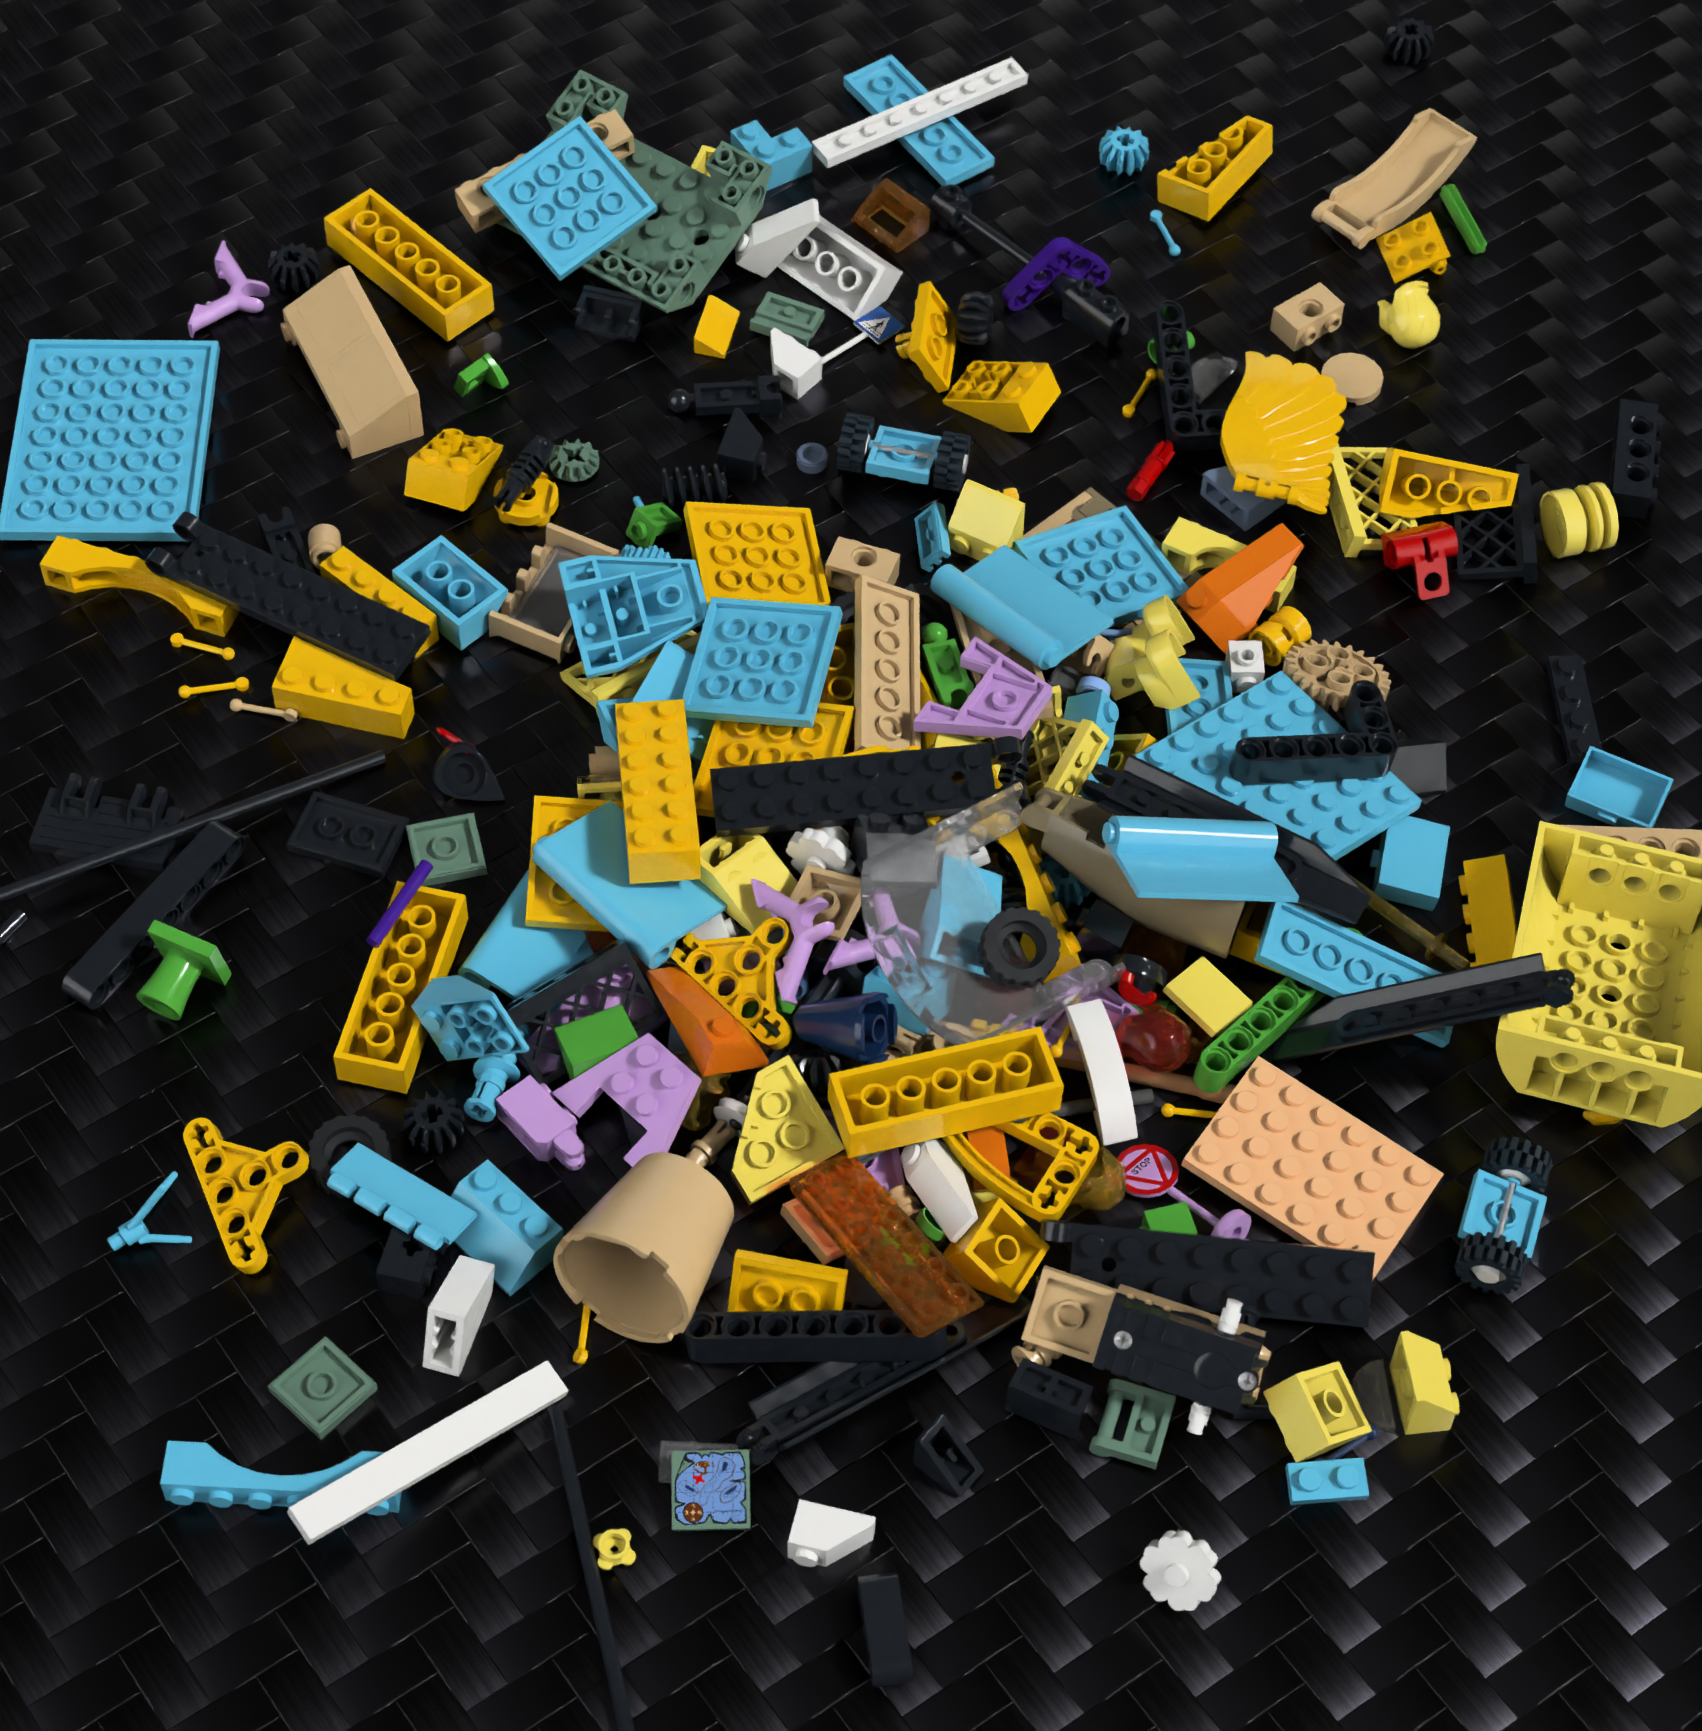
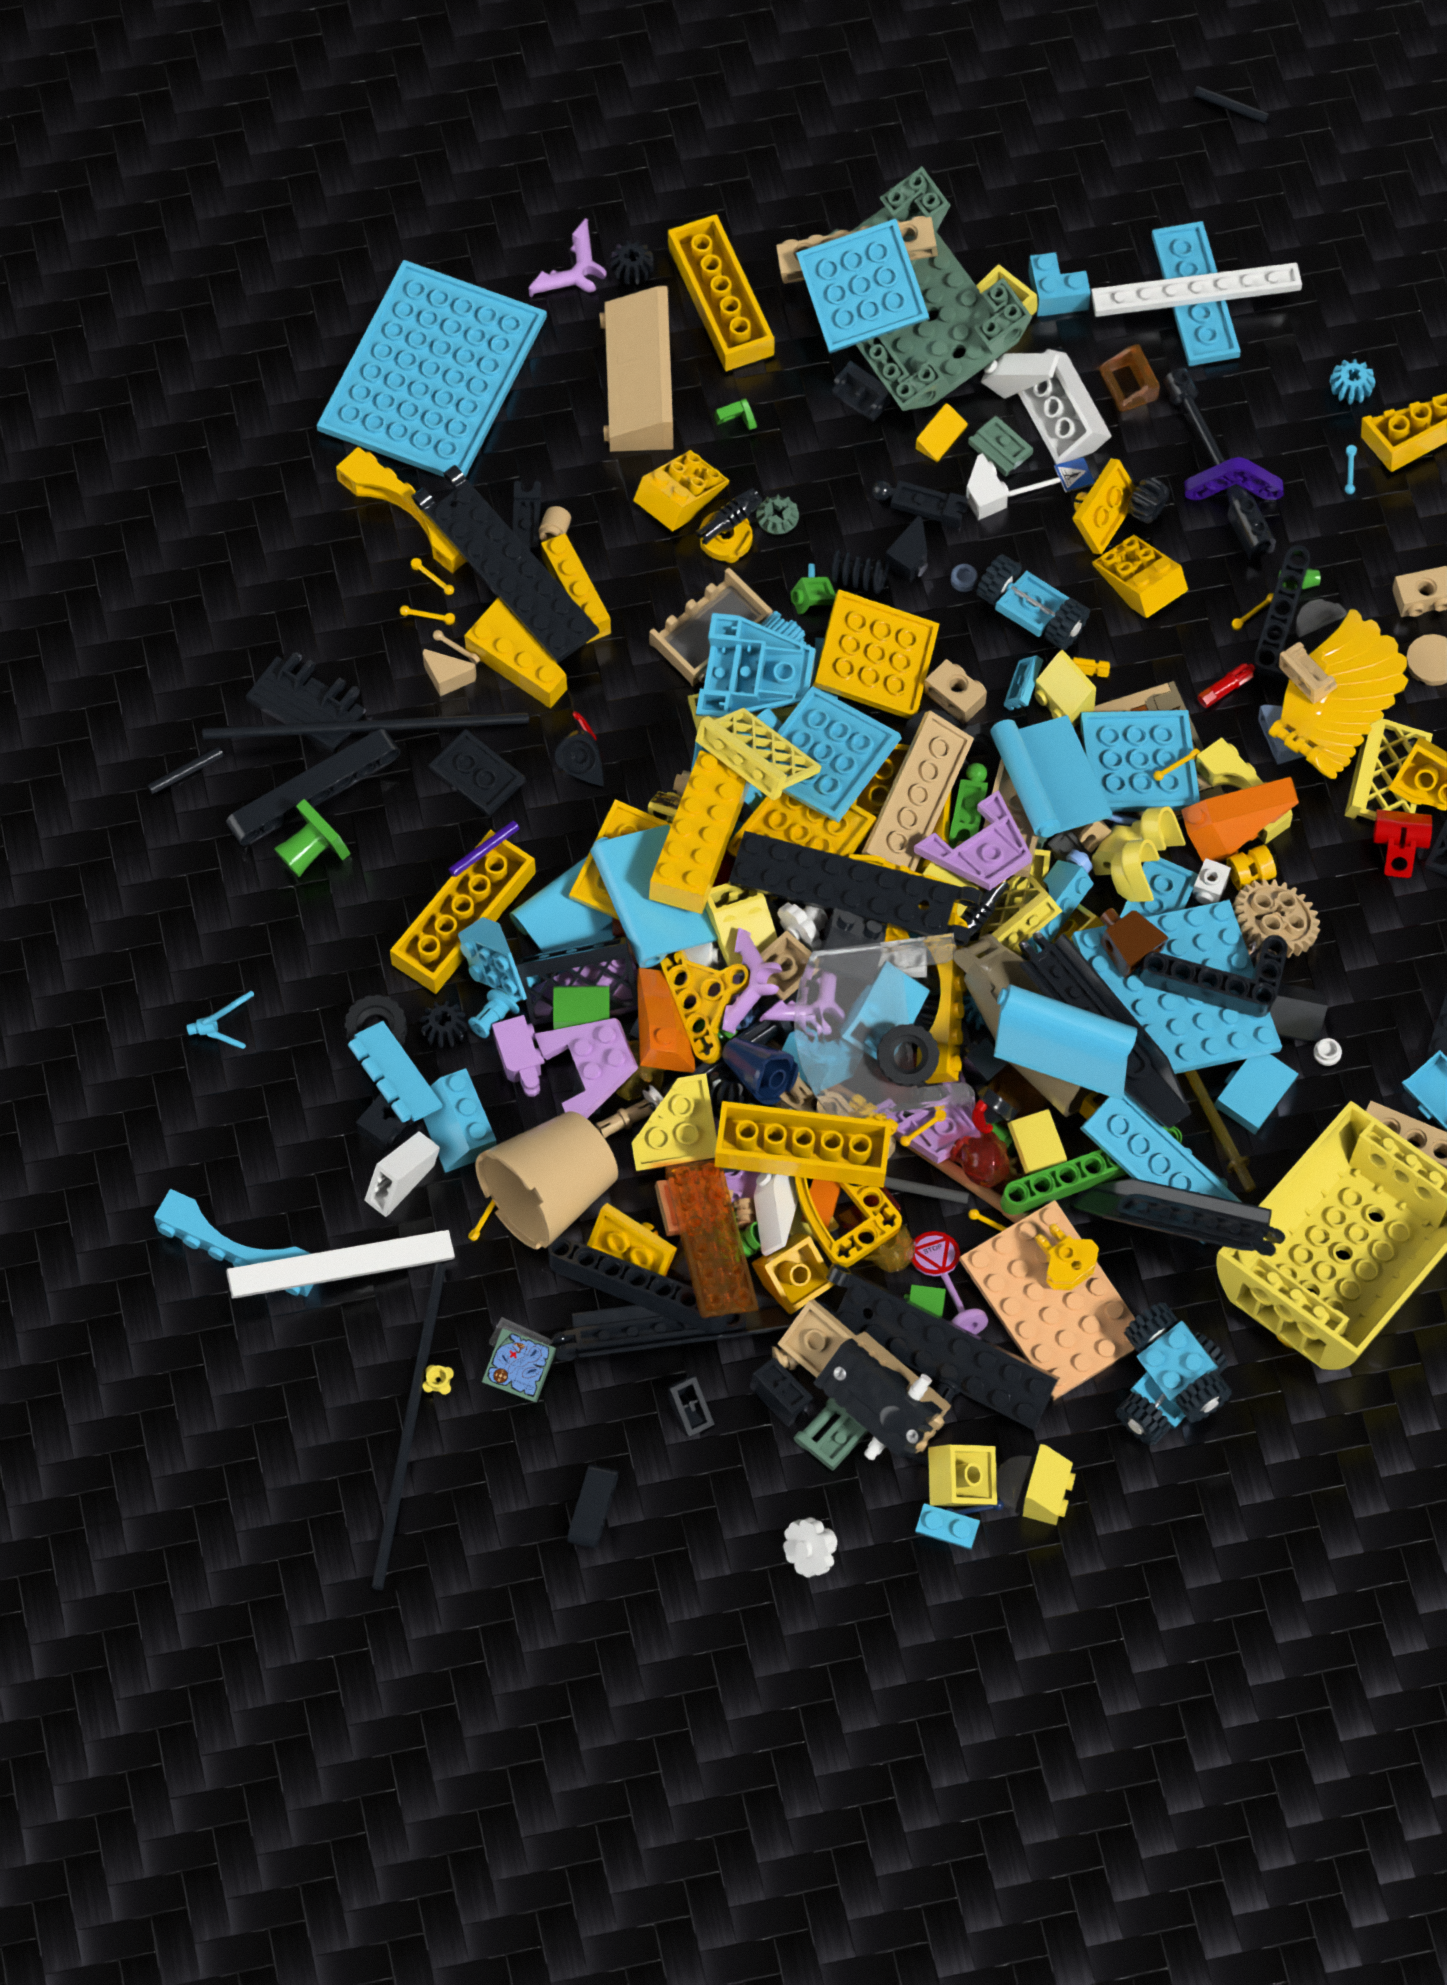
camera: 25 degrees right, 10 degrees up
(247, 1201) = (293, 1035): yellow beam -> none
(265, 736) = (448, 672): none -> tan slope
(323, 1387) = (291, 1189): sand green tile -> none
(450, 847) = (543, 811): sand green tile -> none
(452, 589) = (631, 599): medium azure slope -> none
(682, 682) = (750, 761): none -> light yellow fence
(827, 1533) = (583, 1426): white slope -> none
(1104, 1071) = (934, 1168): white slope -> none
(1133, 574) = (1159, 775): none -> yellow hinge
(1205, 738) = (1130, 939): none -> reddish brown torso
(1240, 421) = (1306, 673): none -> tan hinge
(1317, 1113) = (1065, 1257): none -> yellow hinge
(1464, 795) = (1327, 1052): none -> white plate
(1489, 909) = (1296, 1136): yellow brick -> none
(1502, 1178) = (1177, 1362): none -> plate

